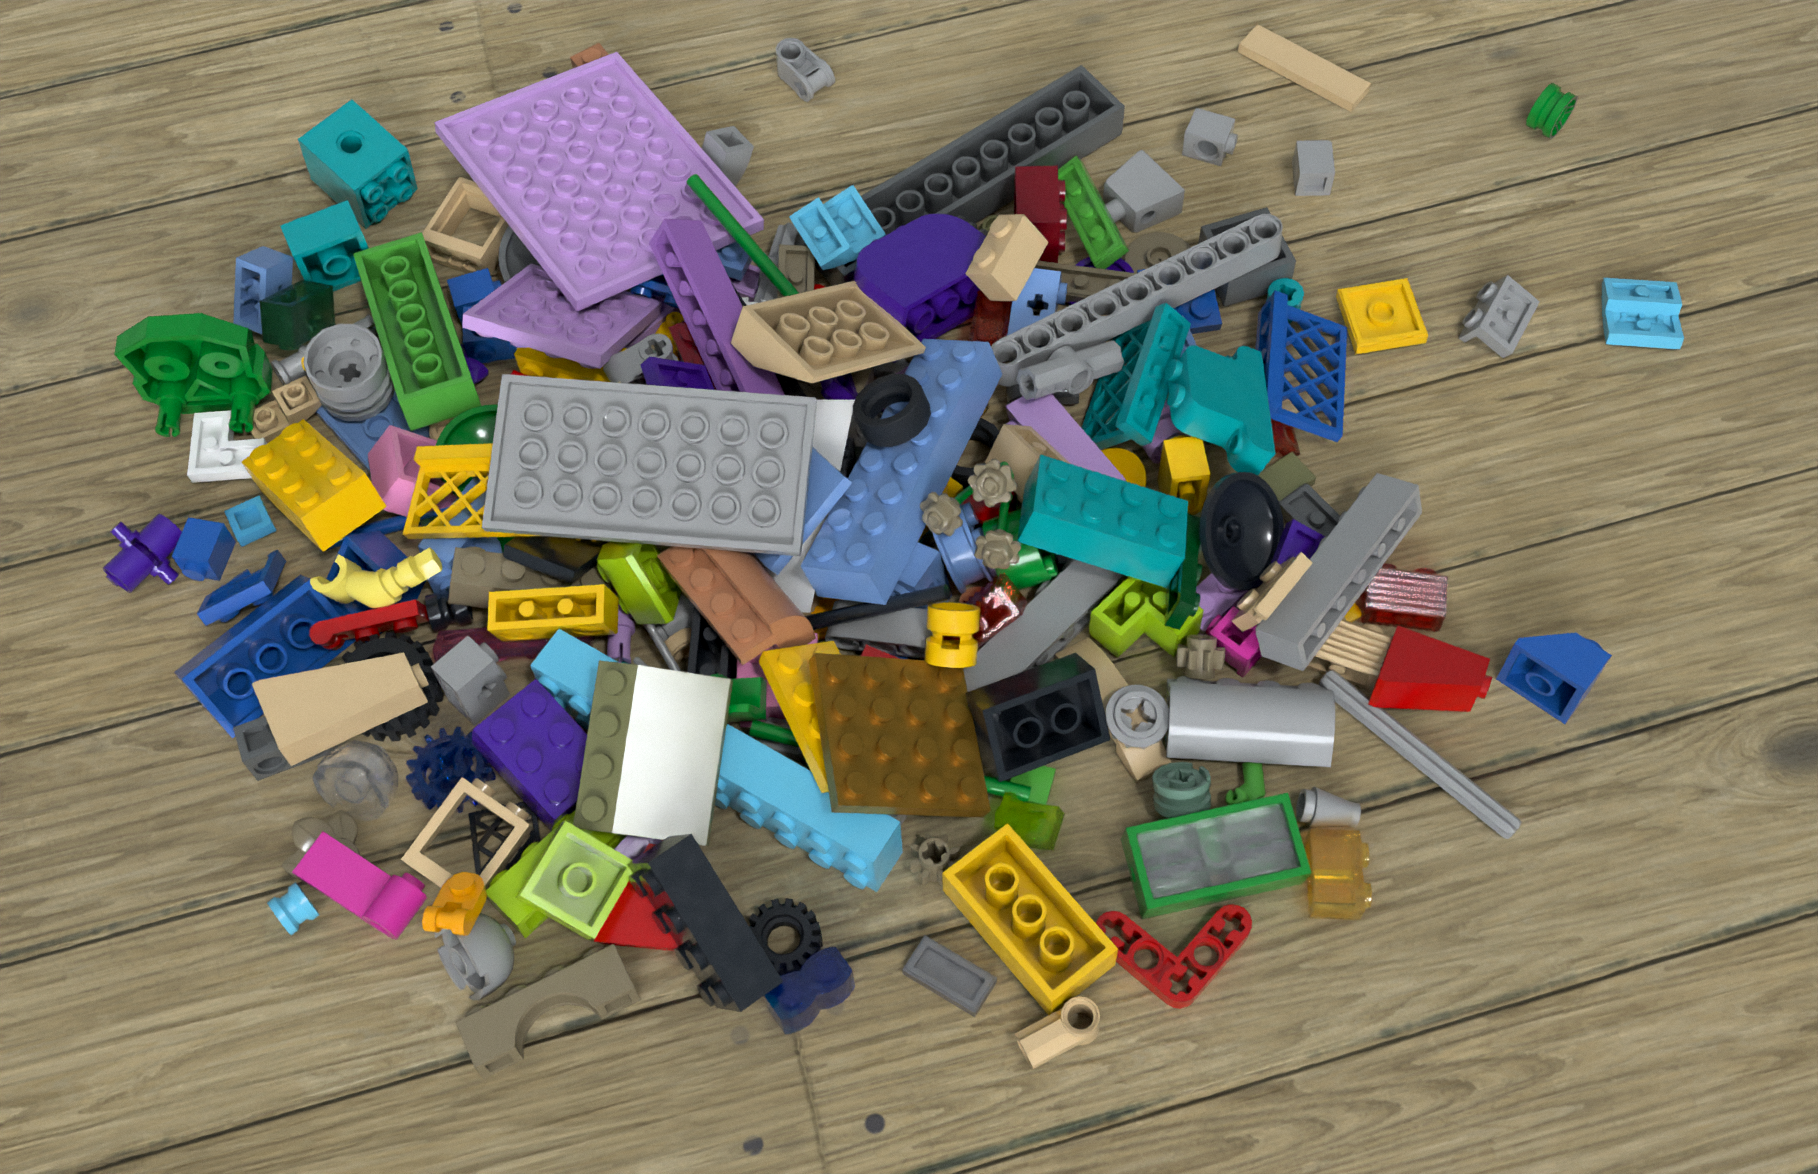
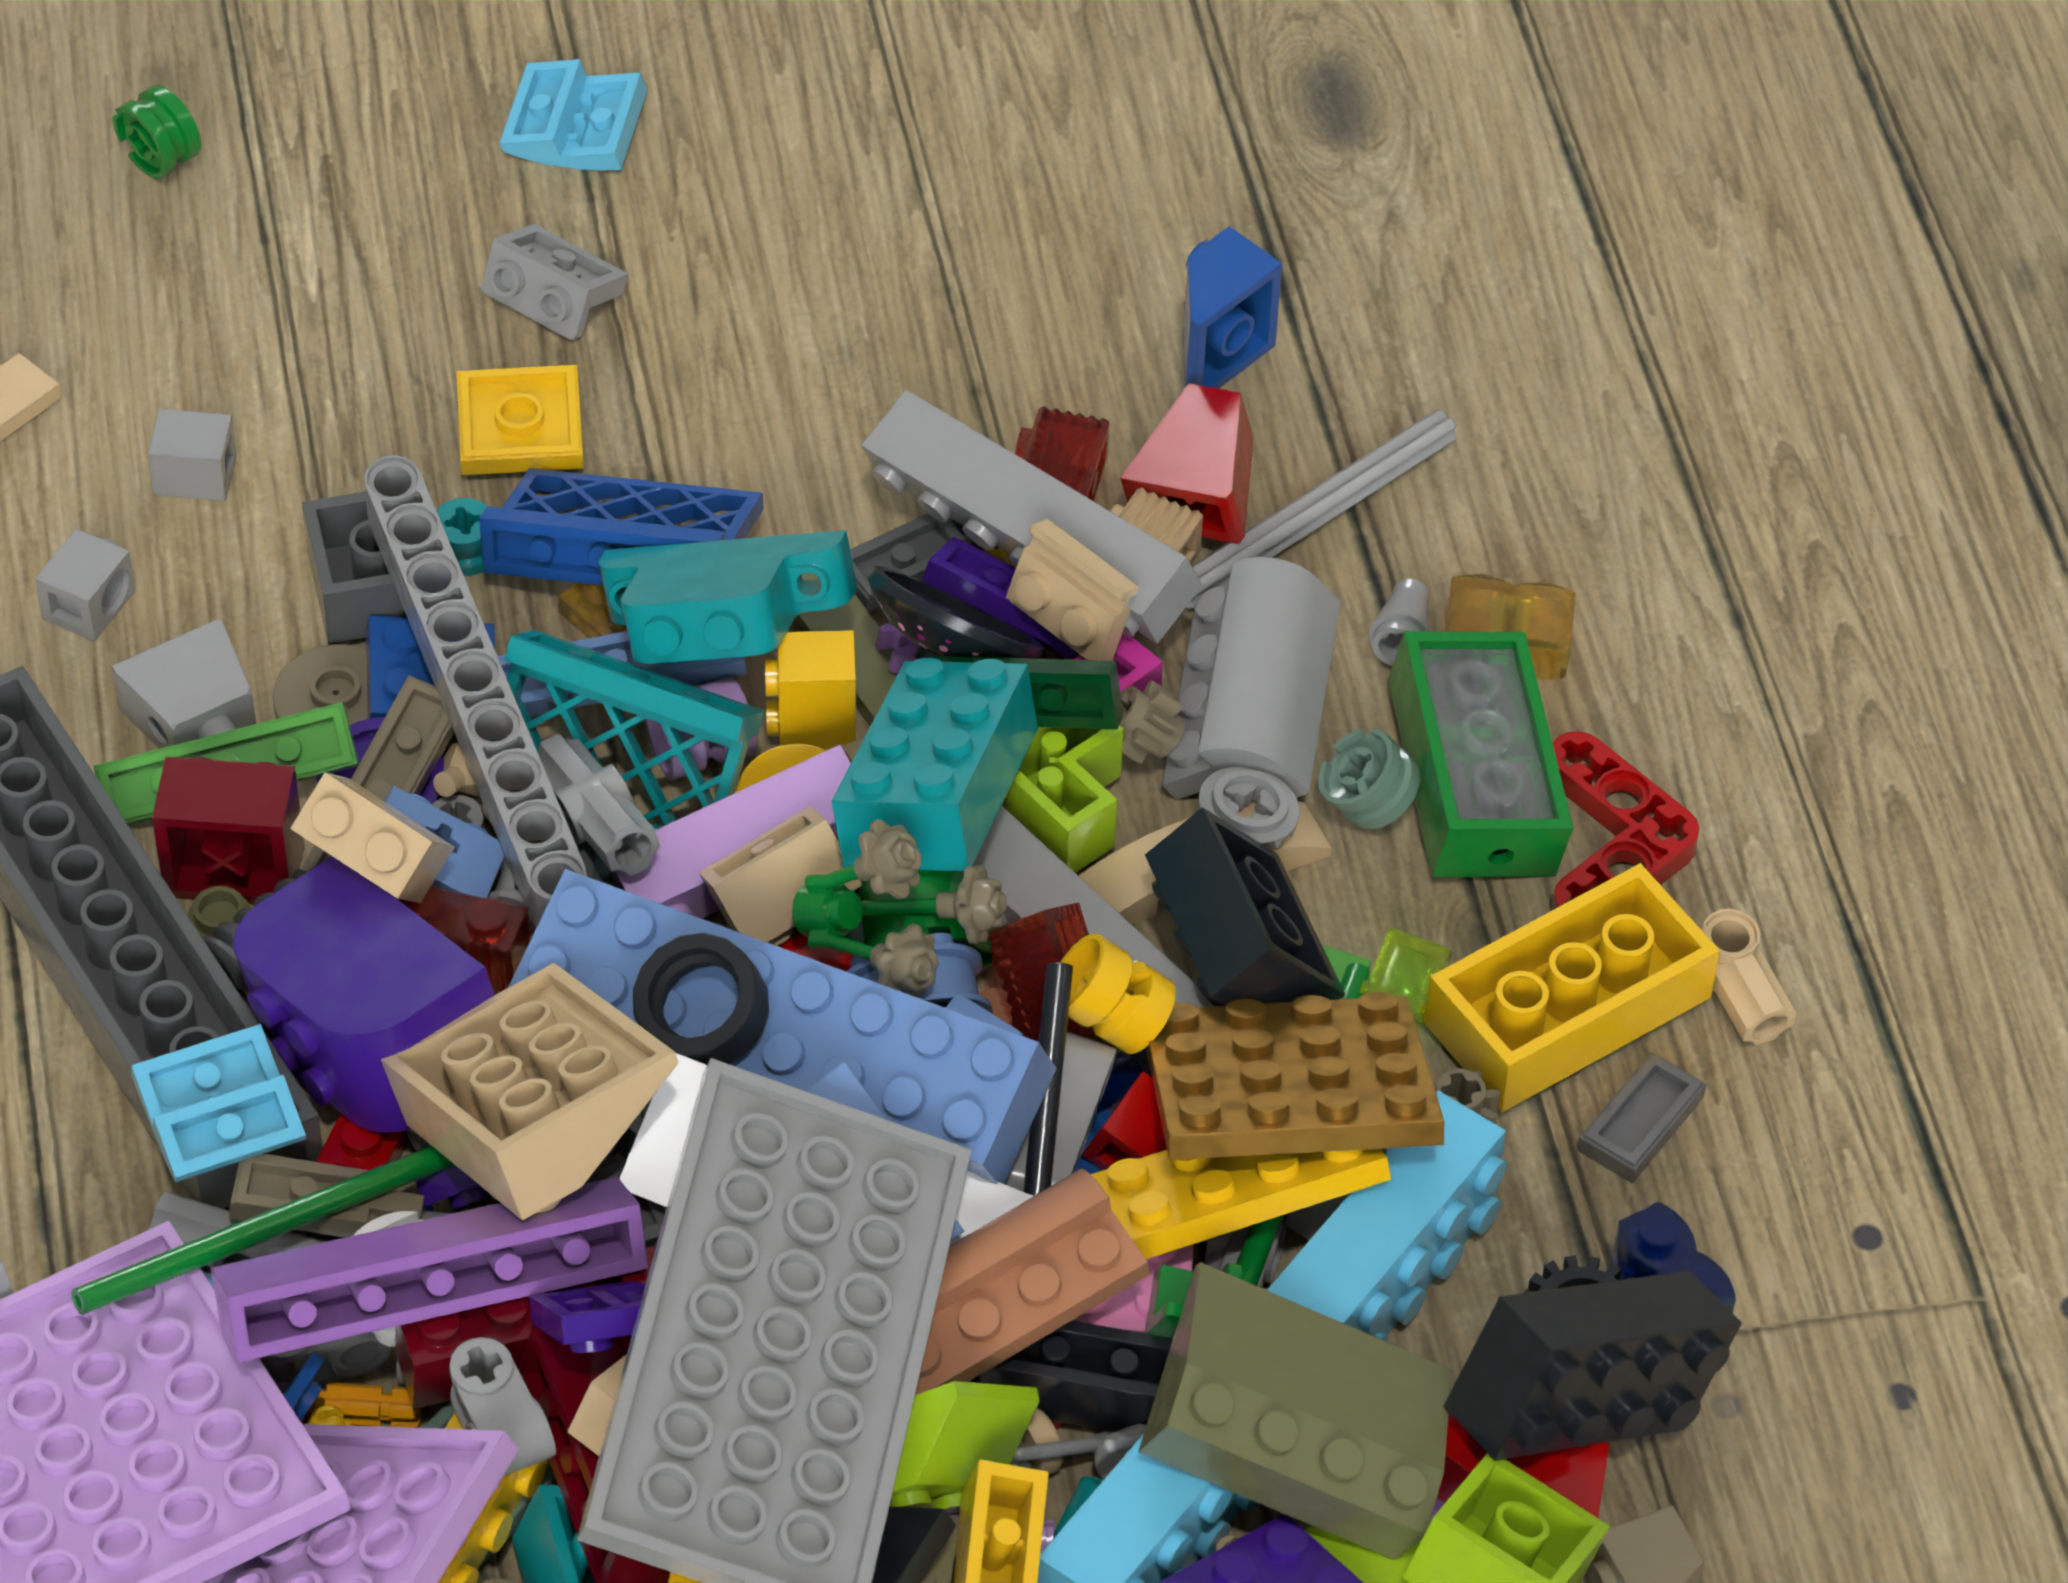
camera: 90 degrees left, 10 degrees down
(1253, 785) = (1360, 710): bright green arm -> none

